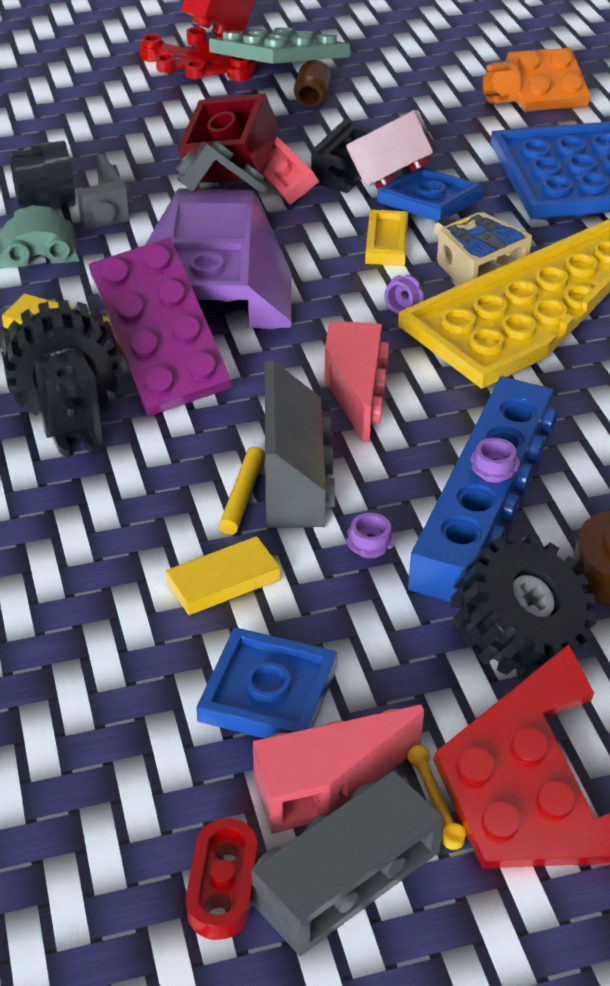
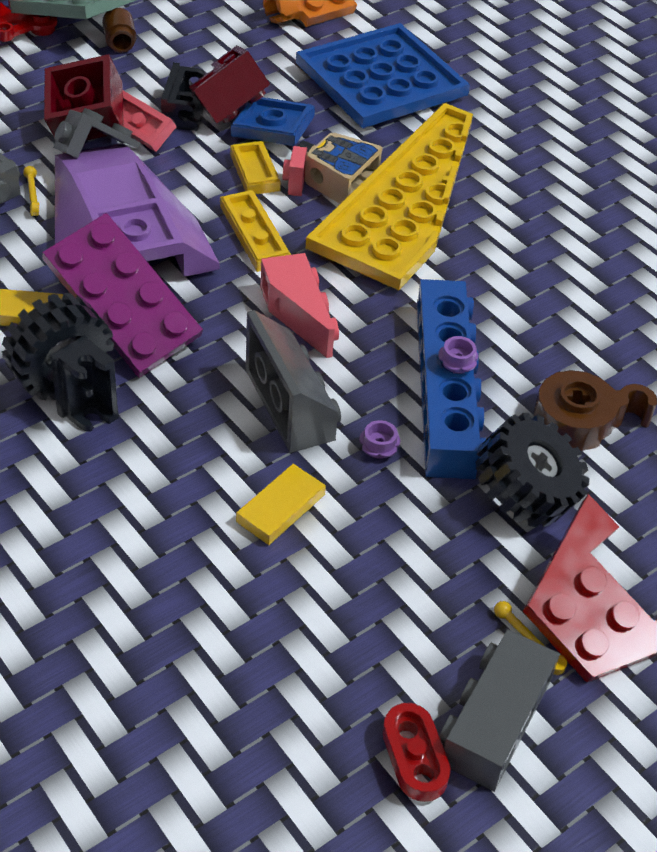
camera: 25 degrees left, 5 degrees up
(147, 201) = (30, 173): none -> yellow hinge
(241, 491) = (256, 426): yellow piece -> none
(266, 685) = (369, 588): blue plate -> none
(325, 765) = (440, 647): coral slope -> none
(352, 290) = (253, 227): none -> yellow tile
(395, 293) = (293, 225): medium lavender plate -> none
(424, 246) = (295, 171): none -> coral plate

